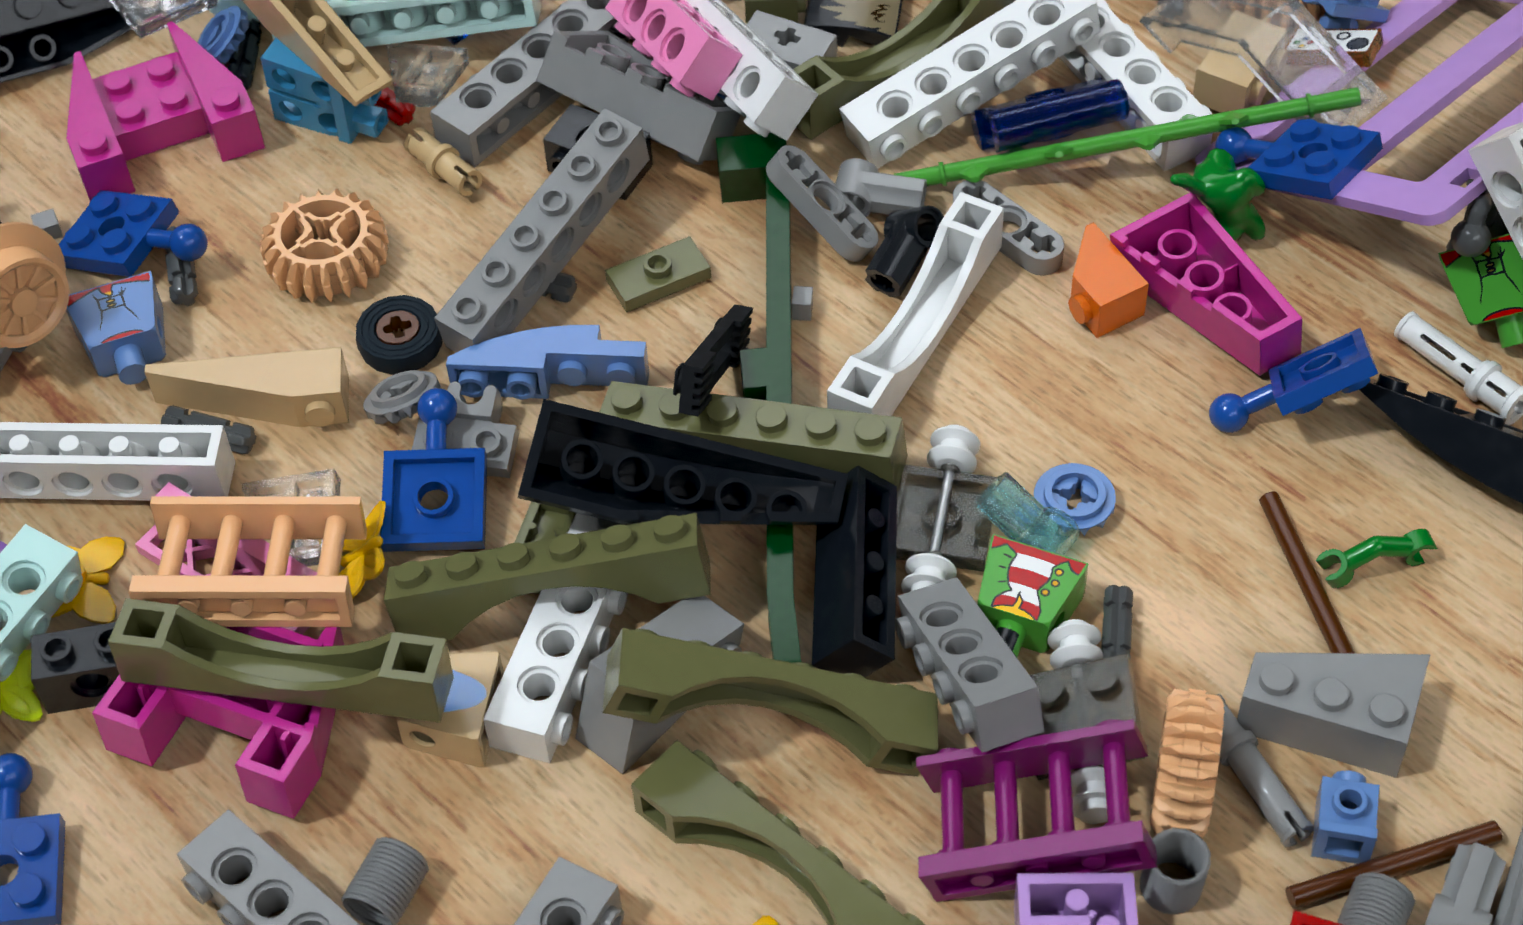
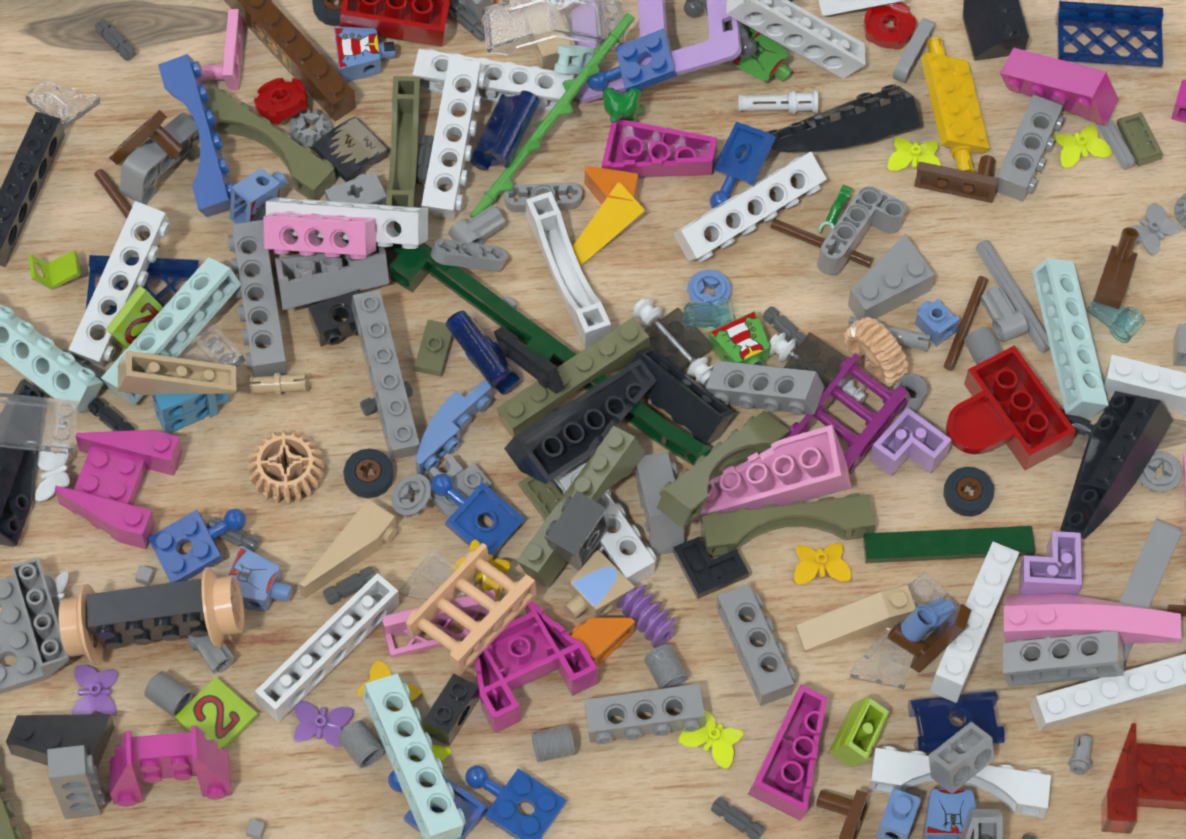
camera: 55 degrees left, 10 degrees up
(120, 56) = (54, 476): none -> white piece
(135, 828) = (553, 743): none -> light grey piece
(224, 33) = (96, 407): medium blue gear -> none
(364, 766) = (603, 635): none -> orange slope
(381, 676) = (511, 656): olive arch -> none
(453, 799) = (647, 616): none -> medium lavender piece
(481, 591) = (578, 529): none -> dark grey slope
(600, 826) = (706, 574): none -> black plate
(687, 304) = (483, 352): none -> clear blue piece
(857, 796) = (785, 473): none -> bright pink wedge
(905, 243) = (518, 238): black piece -> none
(1037, 311) = (607, 223): none -> yellow sticker
(1246, 95) = (580, 57): none -> light aqua plate
(1376, 586) = (867, 209): none -> light grey beam
(1386, 453) = (691, 236): none -> white brick

